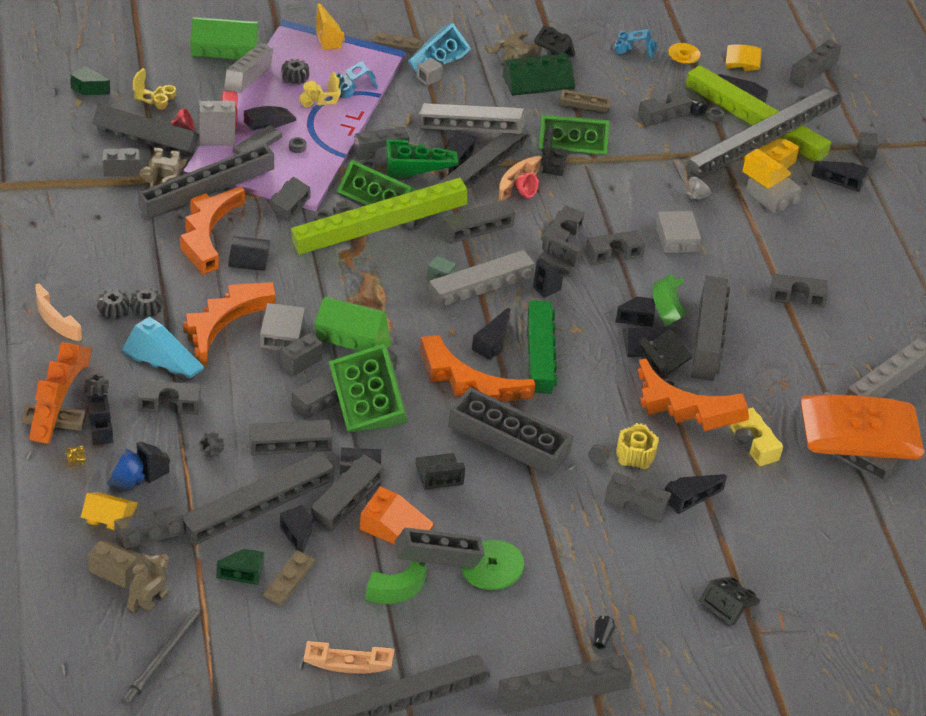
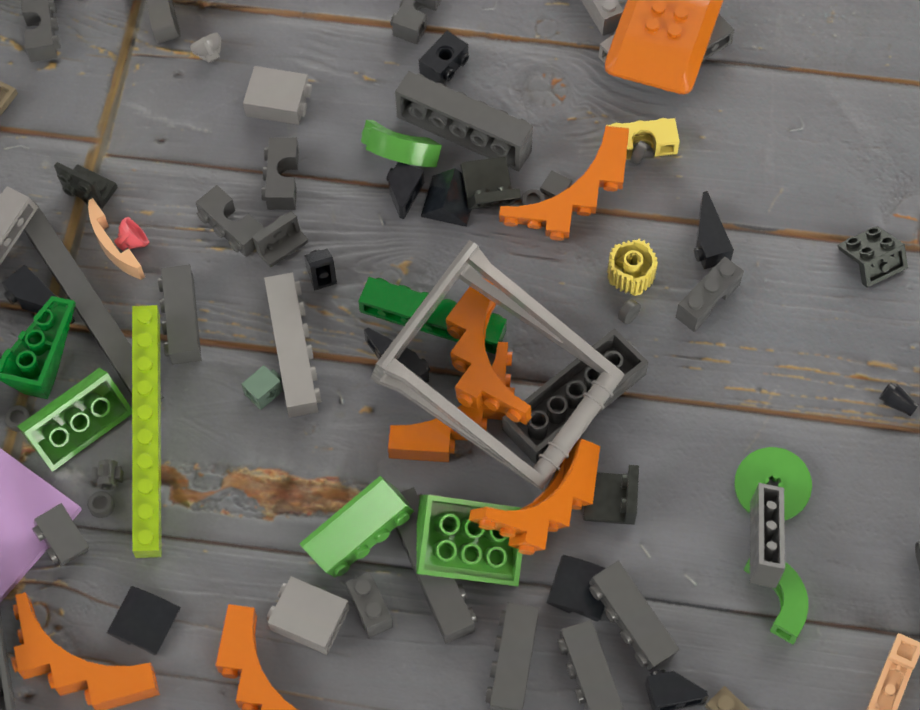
camera: 65 degrees left, 20 degrees up
(389, 514) = (683, 573): orange slope -> none
(409, 426) = (551, 510): none -> orange arch
(512, 358) = (479, 382): none -> orange arch
(520, 307) = (512, 298): none -> light grey piece
(576, 134) = (55, 137): bright green slope -> none
(762, 312) = (444, 58): none -> black brick

